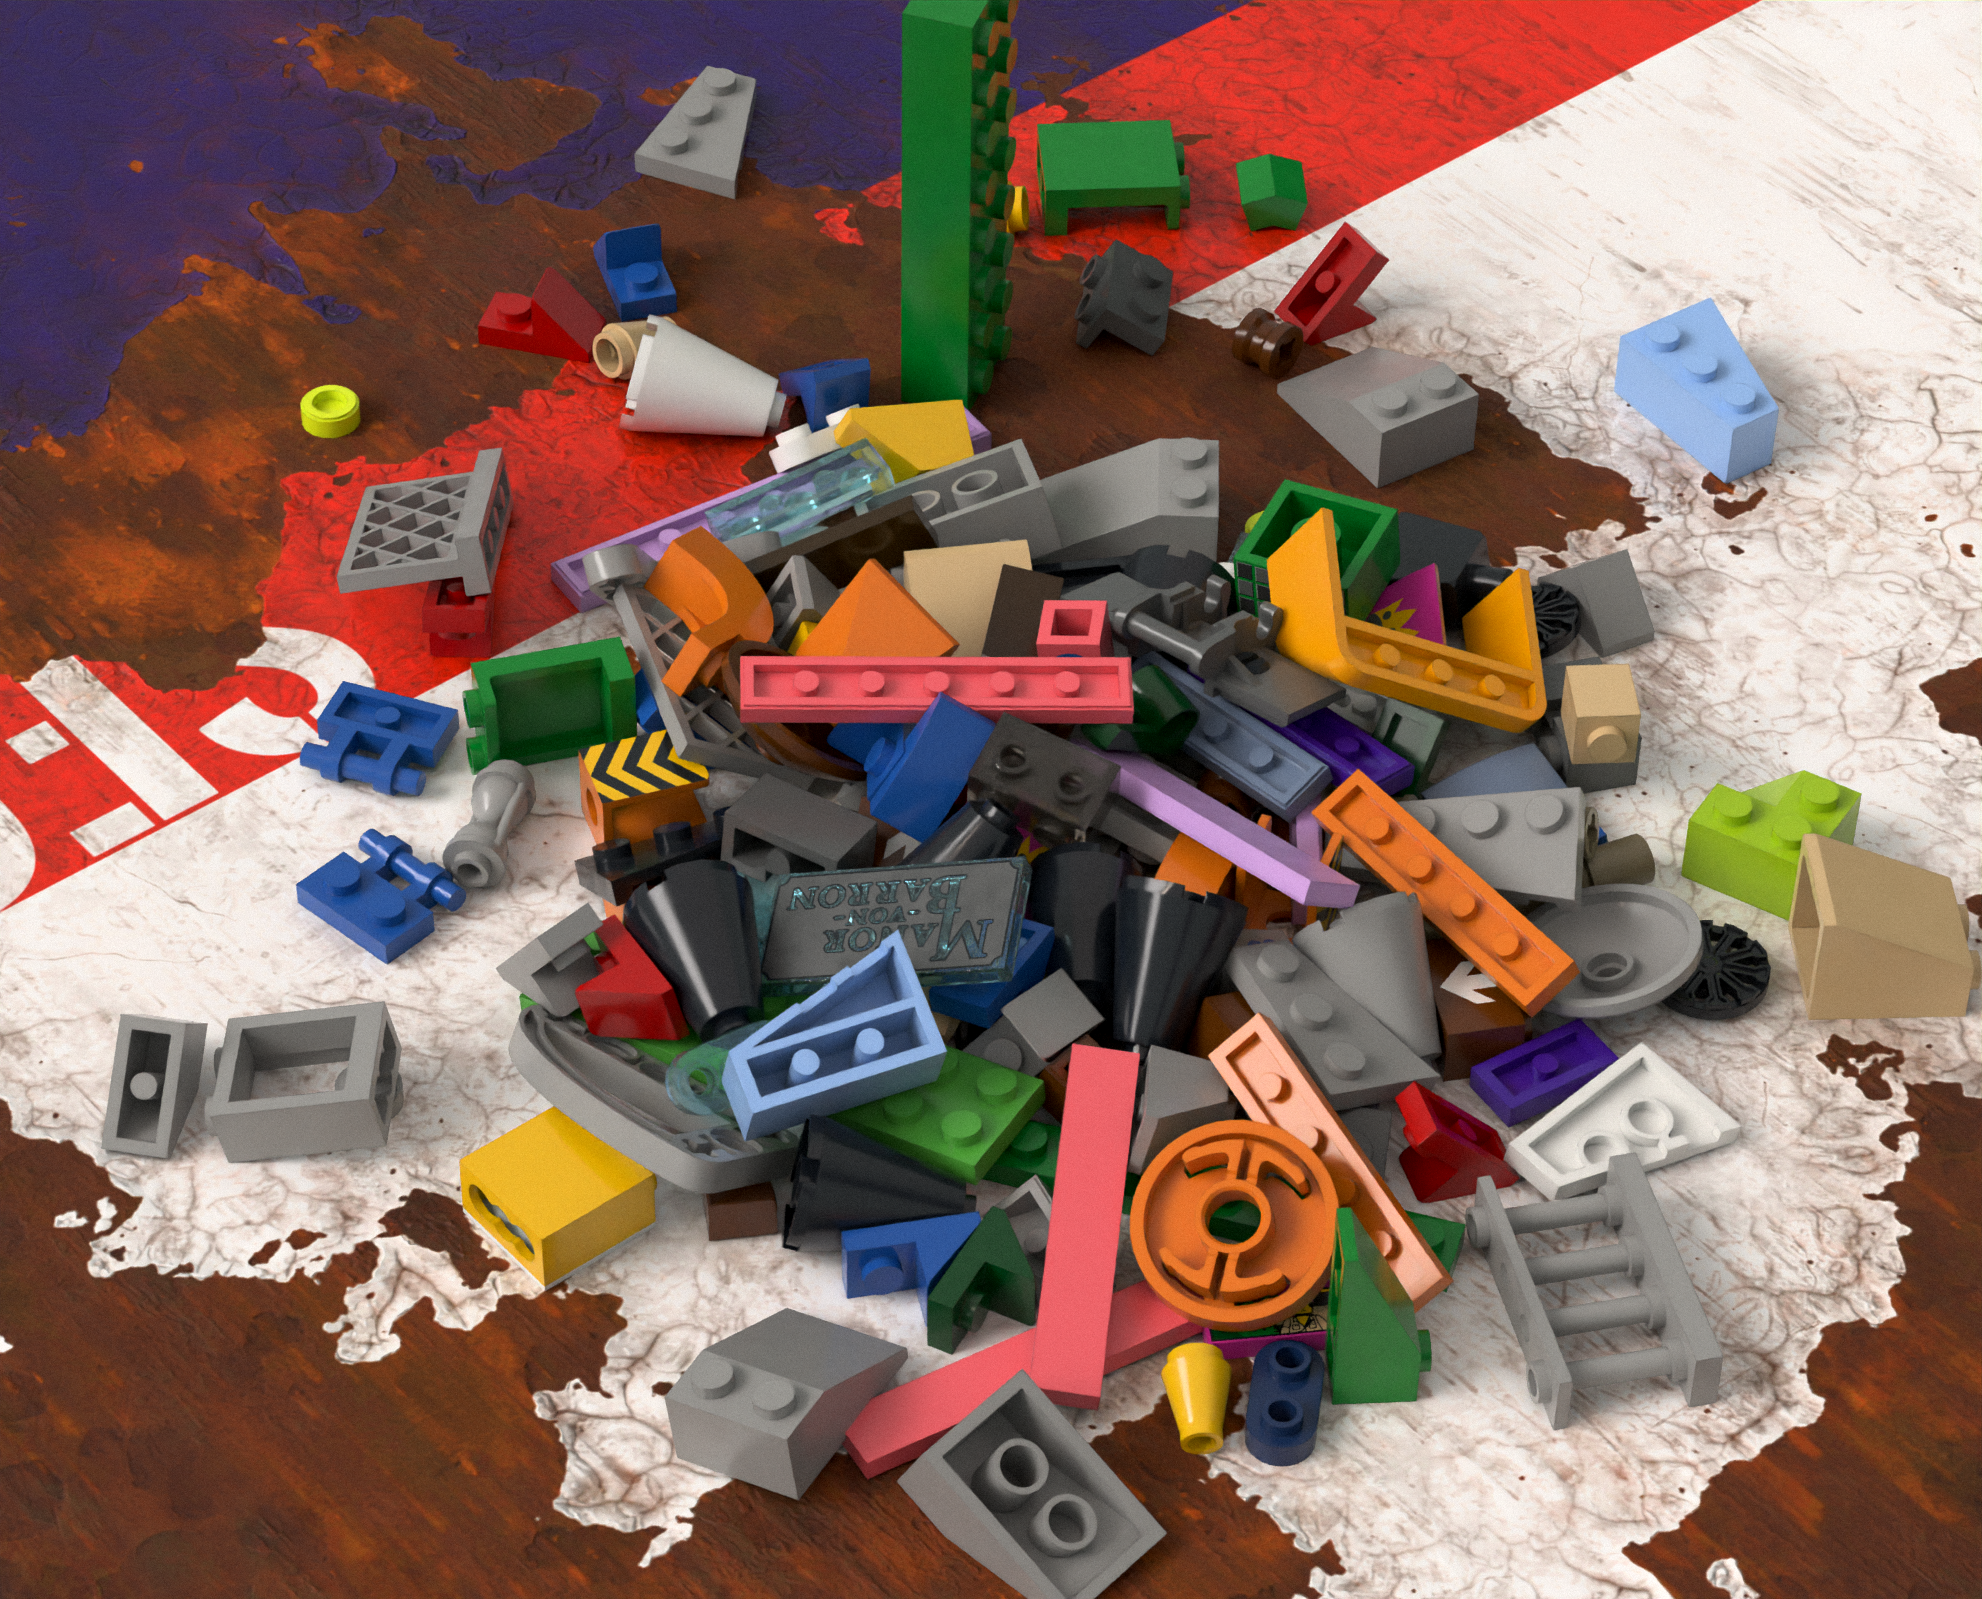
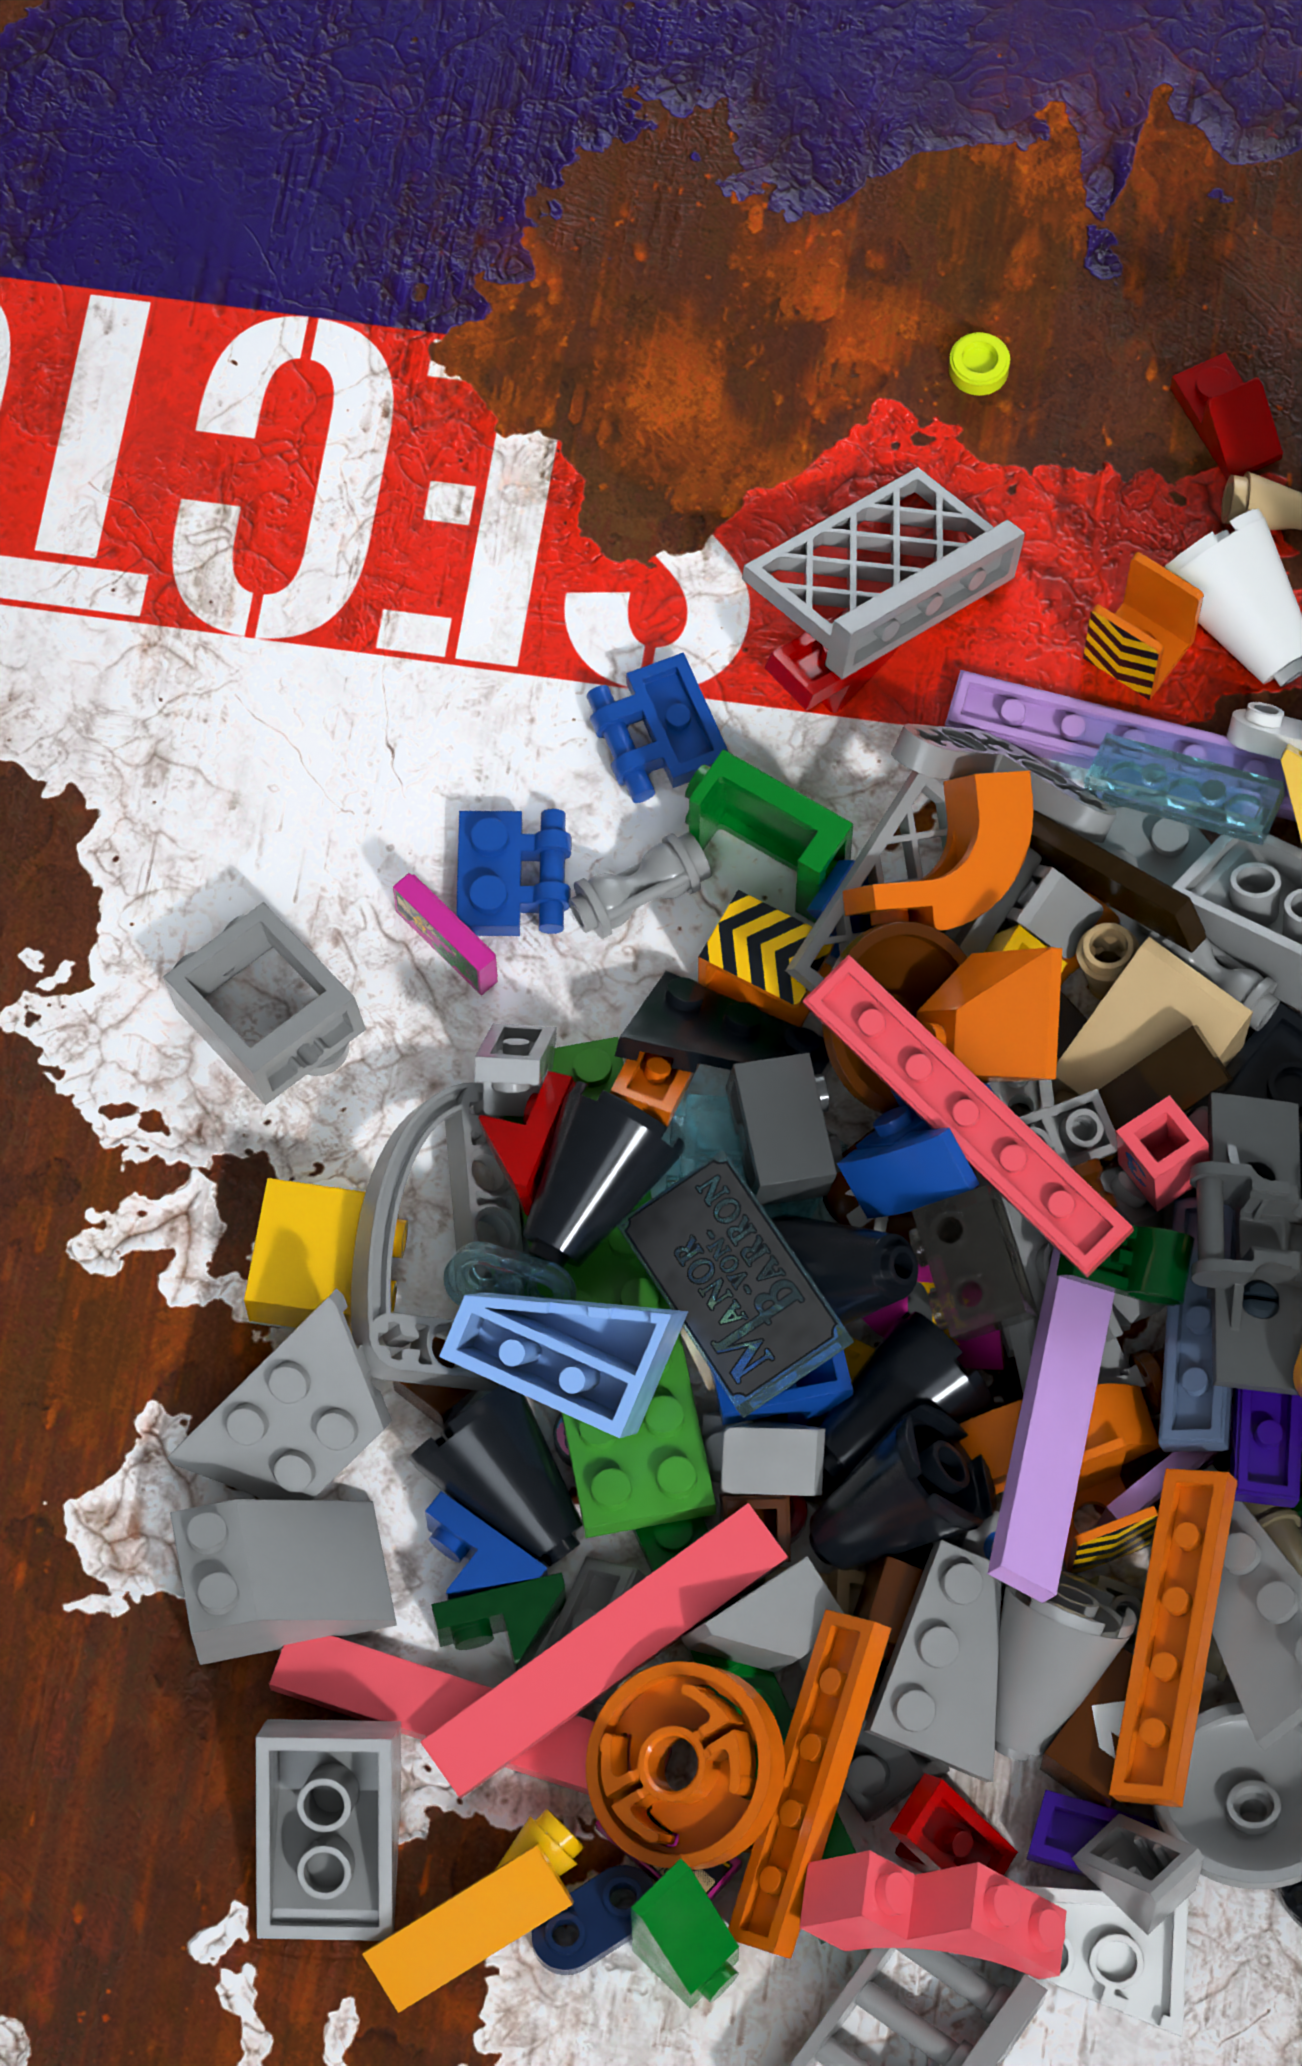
camera: 50 degrees right, 25 degrees up
(152, 1083) = (182, 900): light grey slope -> none
(385, 952) = (446, 933): none -> dark pink tile
(649, 442) = (1148, 629): none -> orange piece
(673, 1271) = (293, 1416): none -> light grey wing
(1214, 1465) = (468, 1927): none -> light orange tile
(1531, 1132) = (958, 1910): none -> coral arch
(1601, 1034) = (1141, 1869): none -> light grey slope

